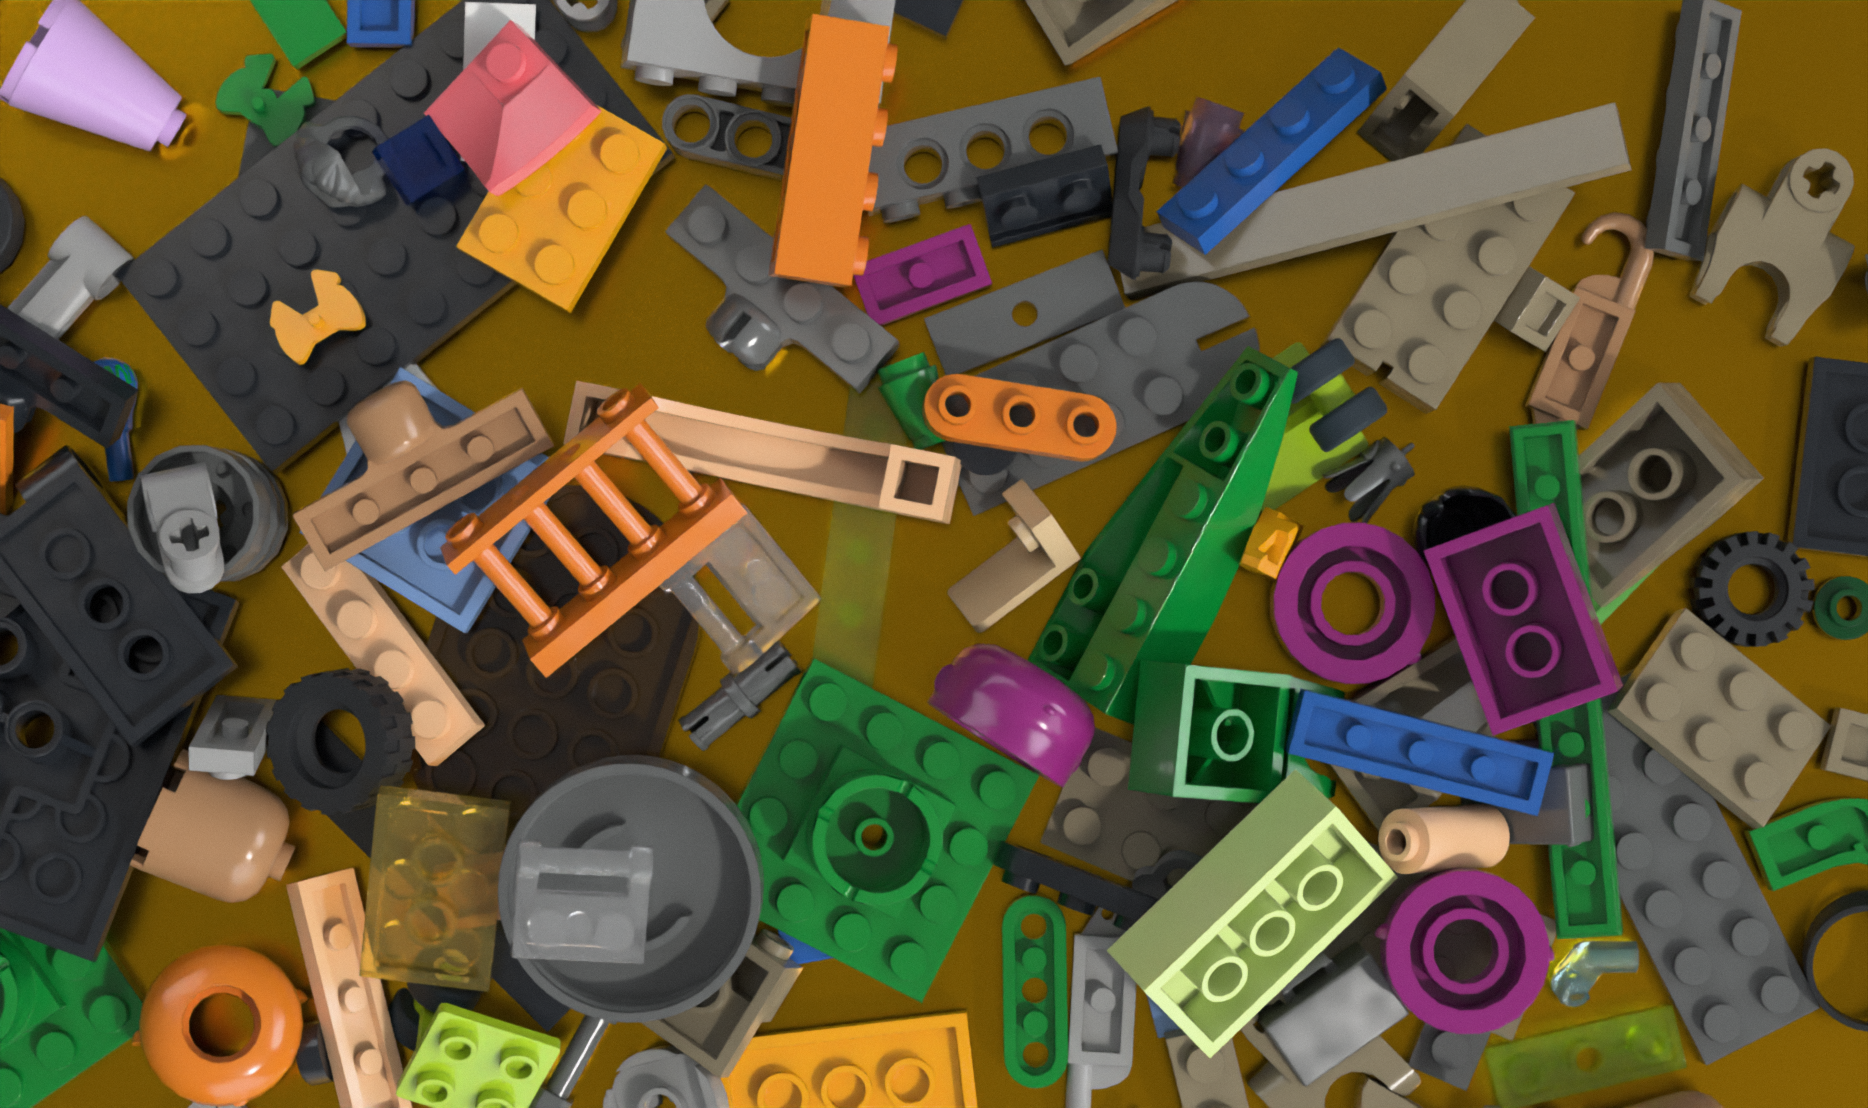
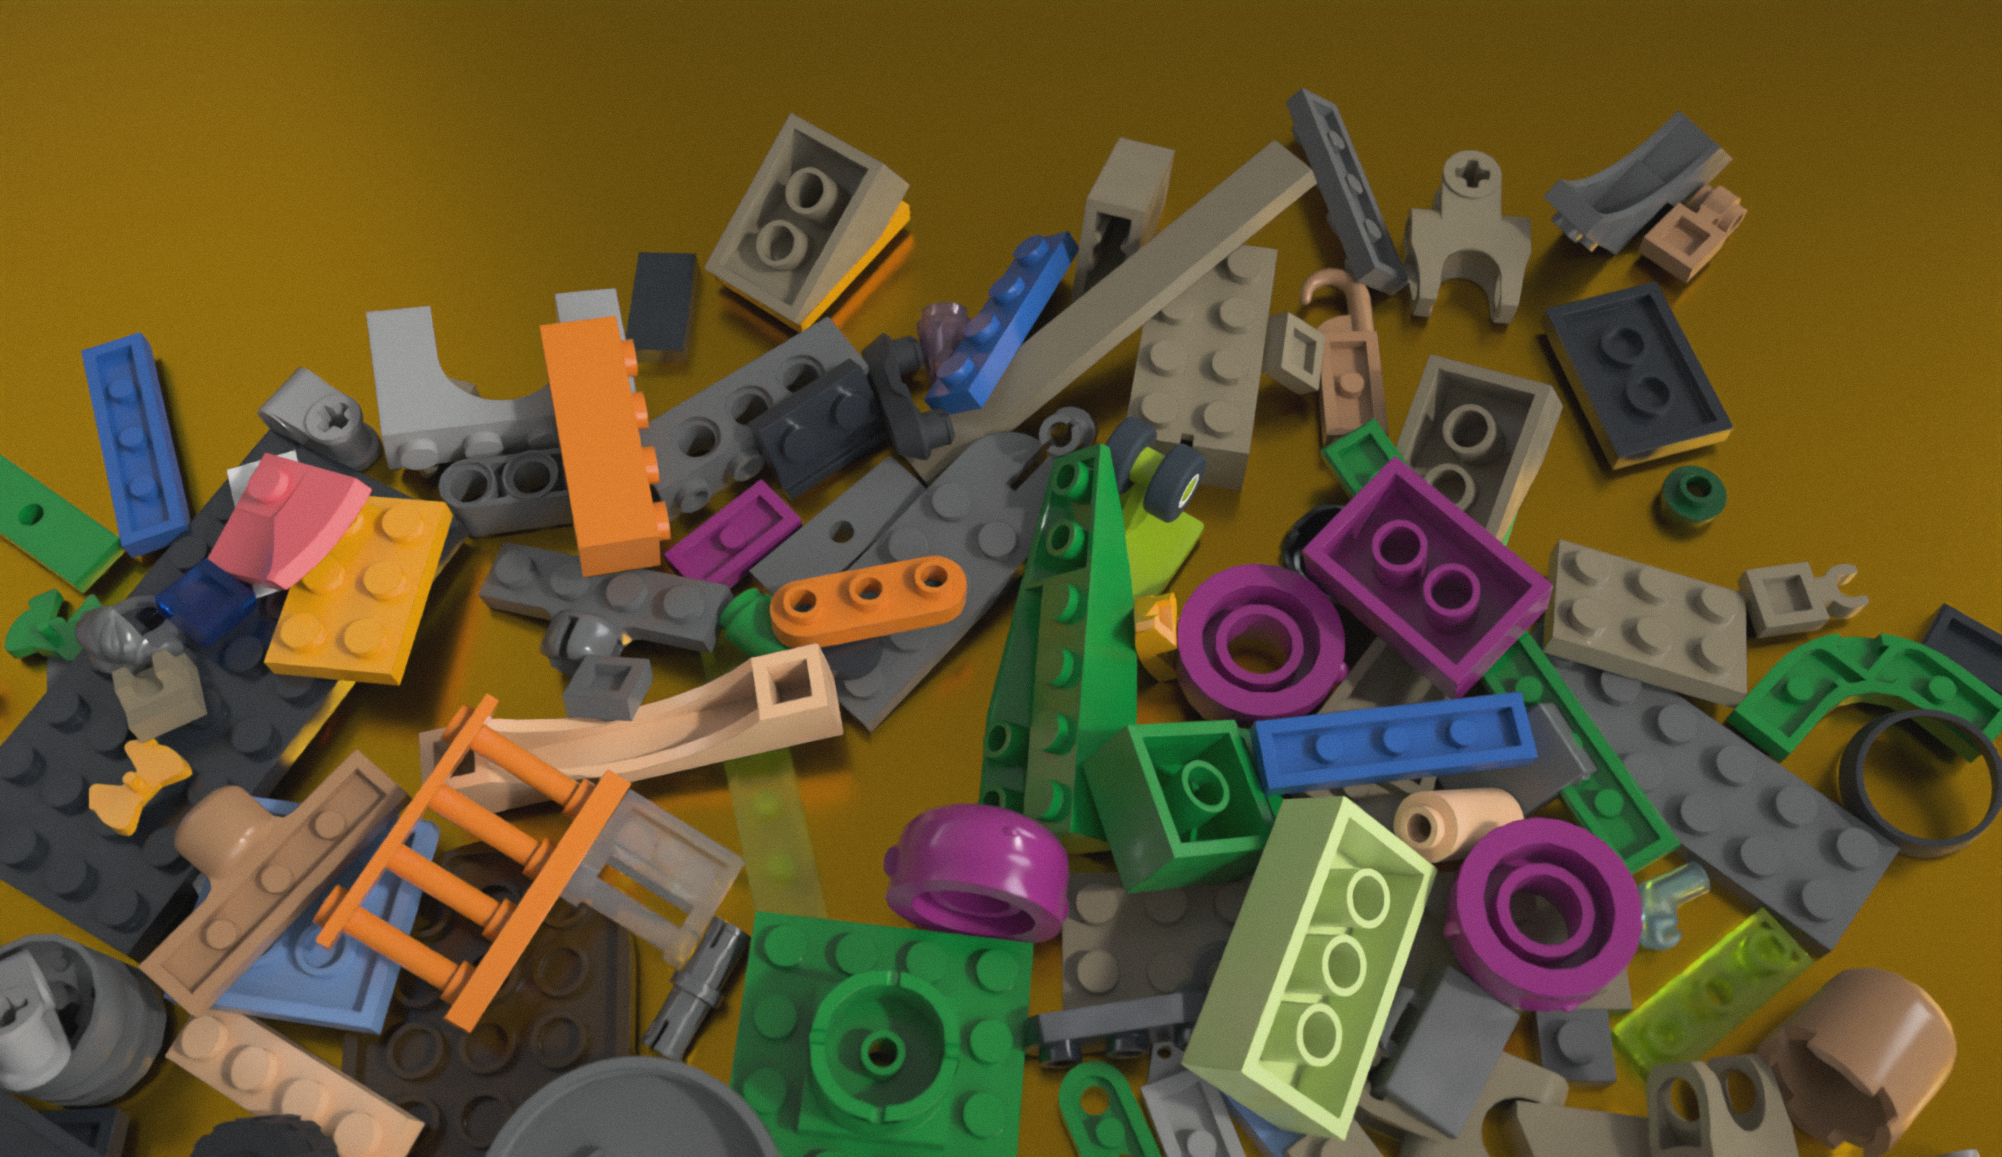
camera: 30 degrees left, 25 degrees down
(357, 241) = (160, 695): none -> dark tan tile
(756, 401) = (608, 688): none -> dark grey plate
(1018, 568) = (944, 737): tan bracket -> none
(1280, 308) = (1055, 430): none -> dark grey pin
(1371, 477) = (1225, 533): dark grey piece -> none
(1789, 580) = (1614, 480): black tyre -> none

